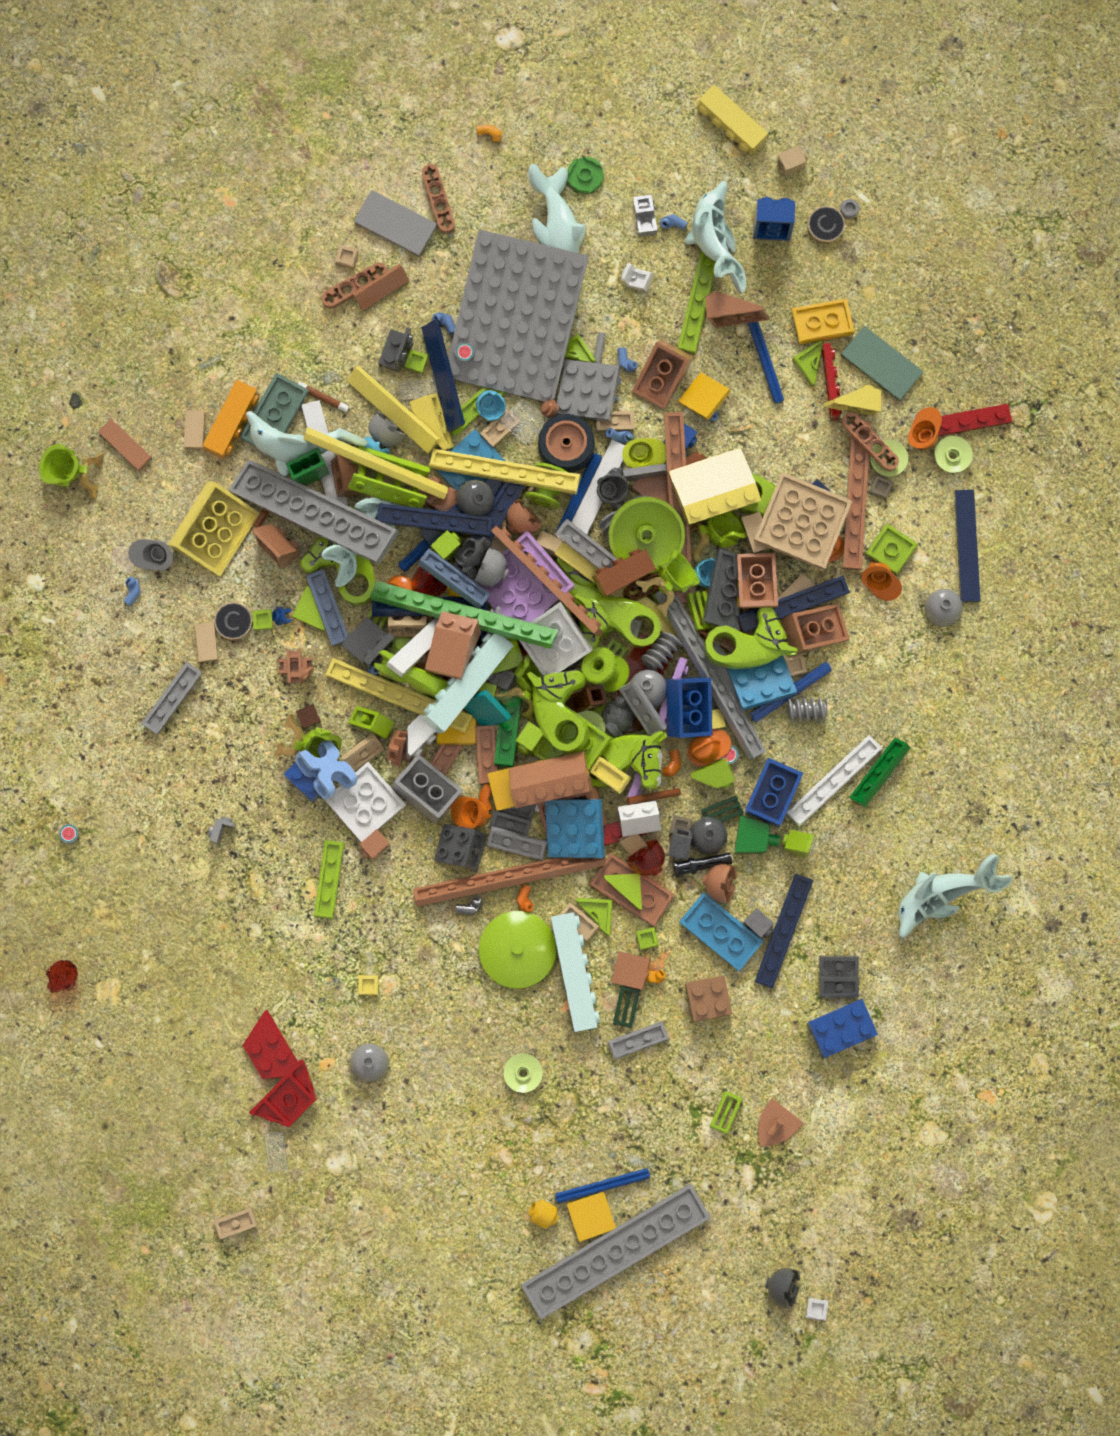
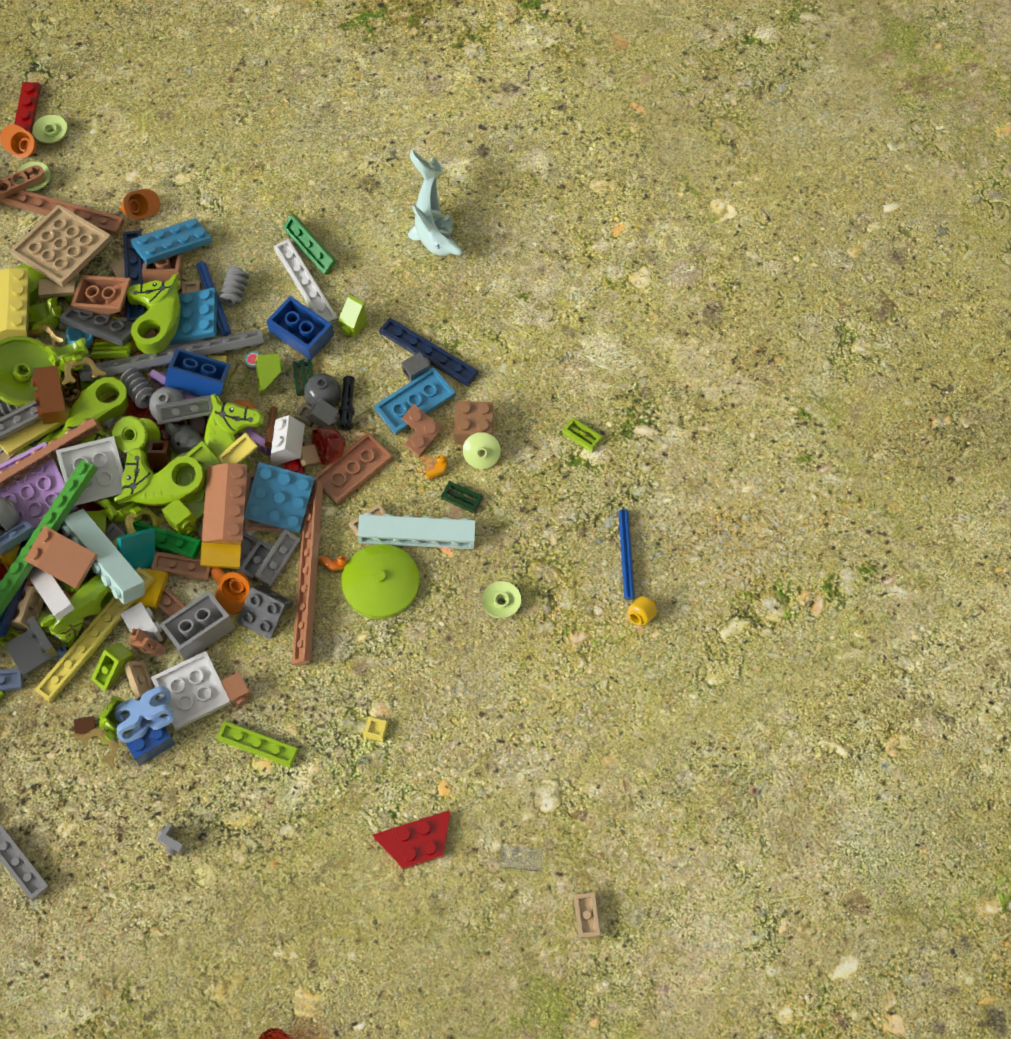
camera: 75 degrees left, 15 degrees down
(69, 834) = (123, 1008): tile -> none
(288, 1097) = (469, 831): red wing -> none
(296, 667) = (27, 732): nougat piece -> none
(369, 1062) = (454, 744): light grey cylinder -> none
(470, 909) = (327, 613): flat silver arm -> none
(591, 1216) = (653, 570): yellow tile -> none
(599, 911) = (365, 500): lime tile -> none
(615, 1251) = (692, 557): light grey plate -> none
(627, 885) = (349, 467): lime tile -> none
(631, 970) = (429, 484): nougat piece -> none
(638, 1040) = (496, 494): light grey tile -> none
(647, 938) = (403, 466): lime tile -> none
(678, 1014) = (485, 442): none -> yellowish green dish
(690, 950) = (424, 428): none -> nougat plate
(707, 749) = (241, 375): orange piece -> none
(719, 882) = (368, 389): nougat cylinder -> none
(754, 837) = (335, 355): green torso -> none
(776, 1124) = (603, 397): nougat shield -> none
(782, 1287) = (753, 418): dark grey cylinder -> none
(817, 1309) = (778, 399): white tile -> none
(838, 976) = (481, 317): dark grey slope -> none
(842, 1028) = (530, 321): blue brick -> none
(843, 629) = (171, 241): none -> dark azure plate
(881, 487) = (57, 190): dark tan tile -> none
(891, 548) = (111, 194): lime tile -> none
(943, 607) = (181, 166): light grey cylinder -> none
(967, 546) = (134, 138): dark blue tile -> none

